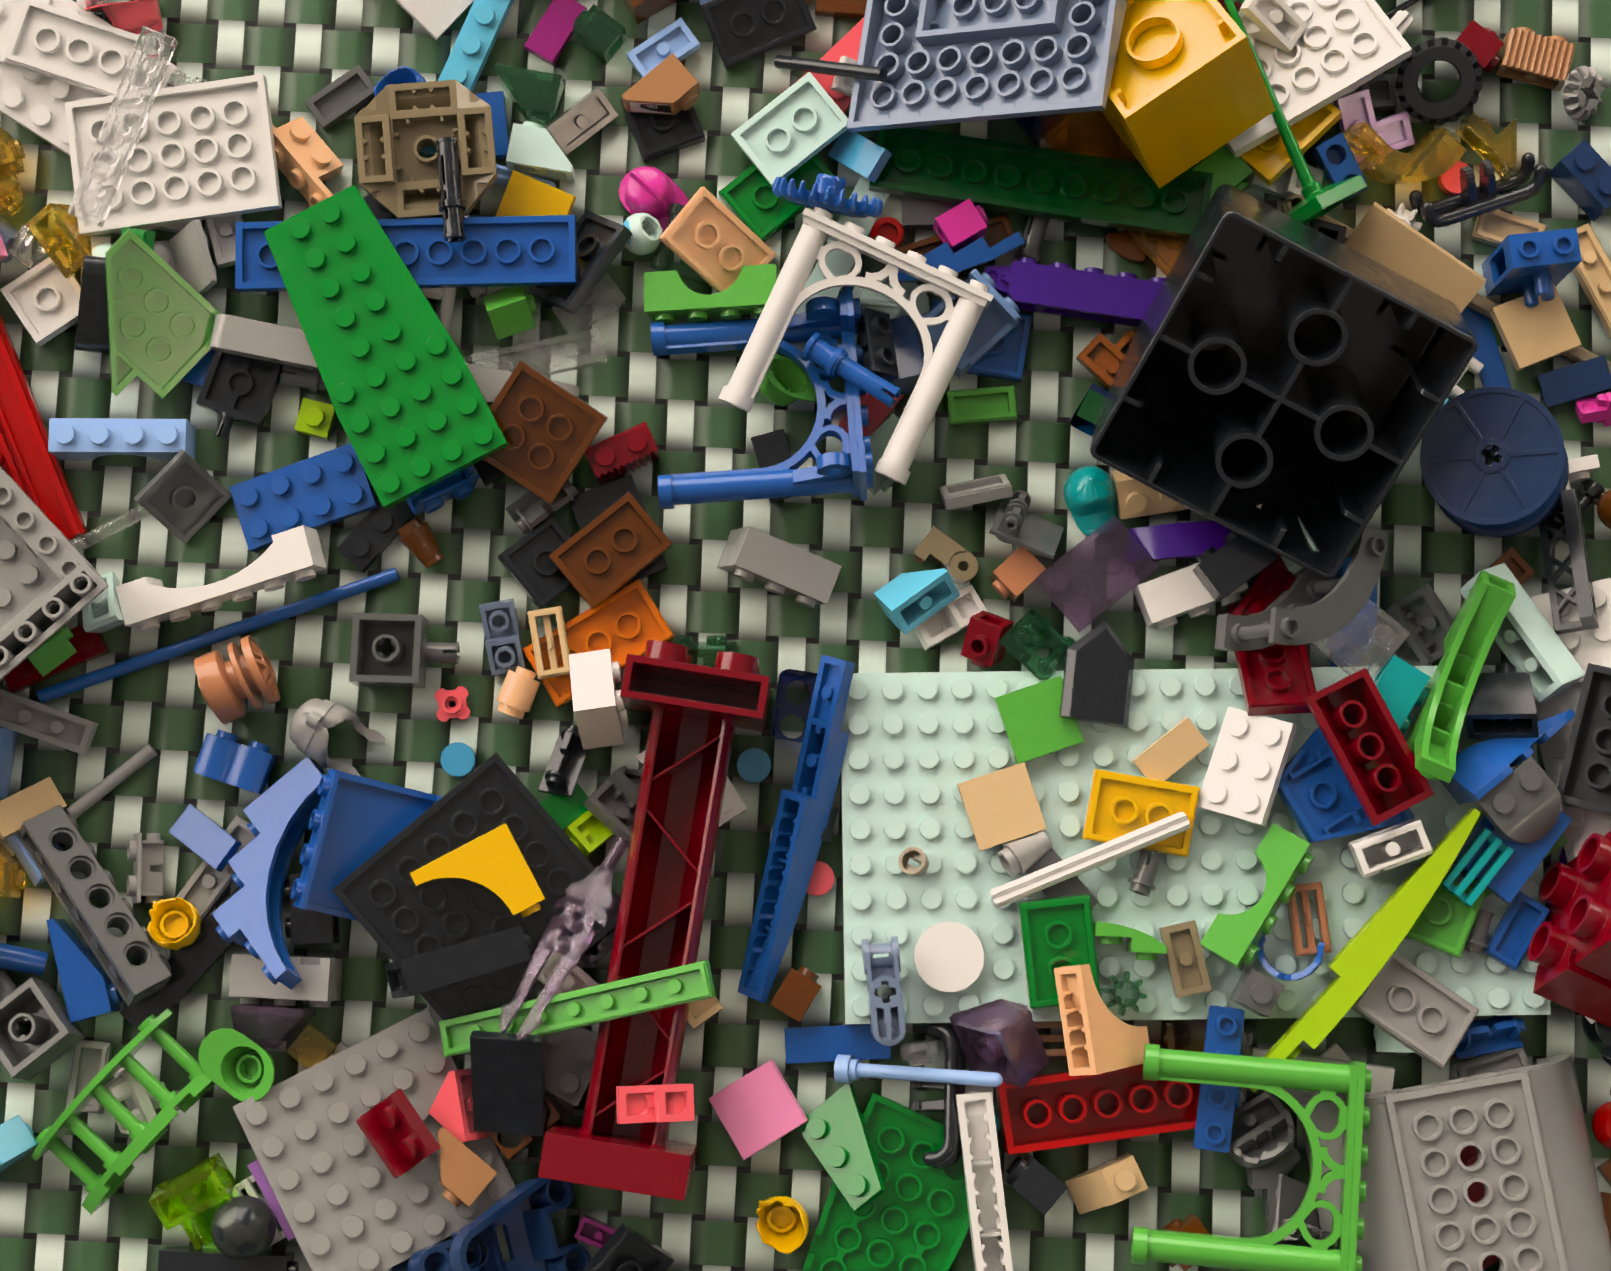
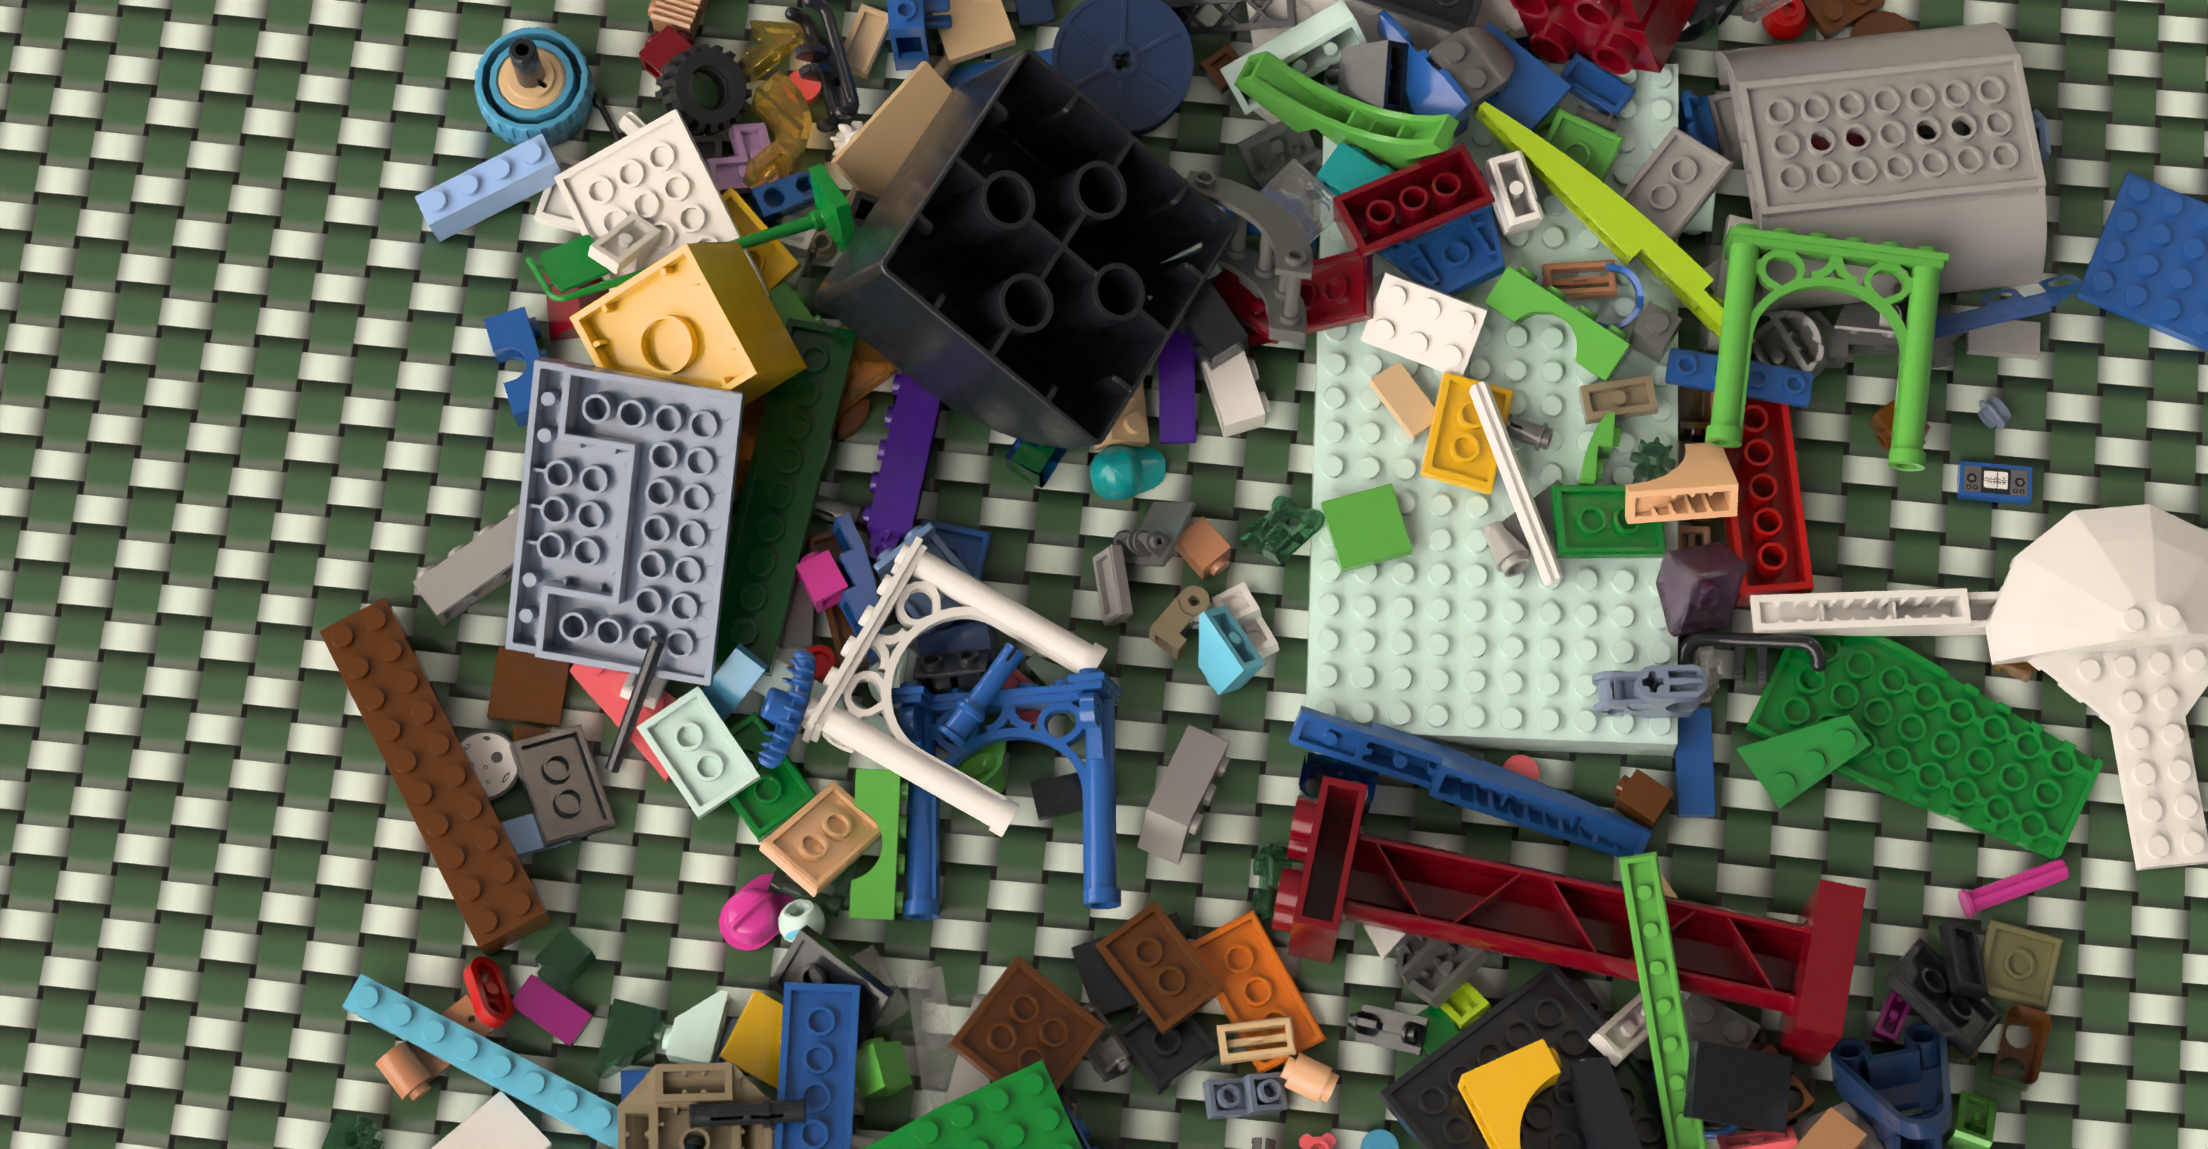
camera: 85 degrees left, 10 degrees down
(581, 121) = (664, 982): plate -> none
(584, 903) = (1547, 1003): sword -> none
(596, 702) = (1321, 986): white brick -> none
(622, 453) = (1049, 950): dark red brick -> none
(655, 1103) = (1763, 924): coral slope -> none
(663, 90) = (641, 885): medium nougat slope -> none
(663, 133) = (668, 897): black tile -> none
(673, 39) = (590, 891): light blue plate -> none
(754, 765) = (1398, 827): dark azure tile -> none
(758, 1109) = (1763, 844): bright pink slope -> none
(782, 1223) = (1882, 823): yellow hair -> none
(849, 1069) = (1723, 744): light blue piece -> none
(917, 855) = (1505, 656): dark tan hinge -> none
(949, 957) = (1611, 632): white tile -> none
(981, 405) = (1017, 571): bright green tile -> none
(982, 639) = (1274, 581): dark red brick -> none
(1001, 806) = (1456, 570): tan tile -> none
(1035, 1183) = (1842, 563): black brick -> none
(1096, 573) = (1210, 467): slope -> none
(1097, 679) = (1326, 466): black tile -> none
(1103, 357) = (975, 445): dark orange hinge -> none
(1106, 1184) = (1841, 499): tan slope -> none
(1495, 844) = (1541, 100): teal tile -> none

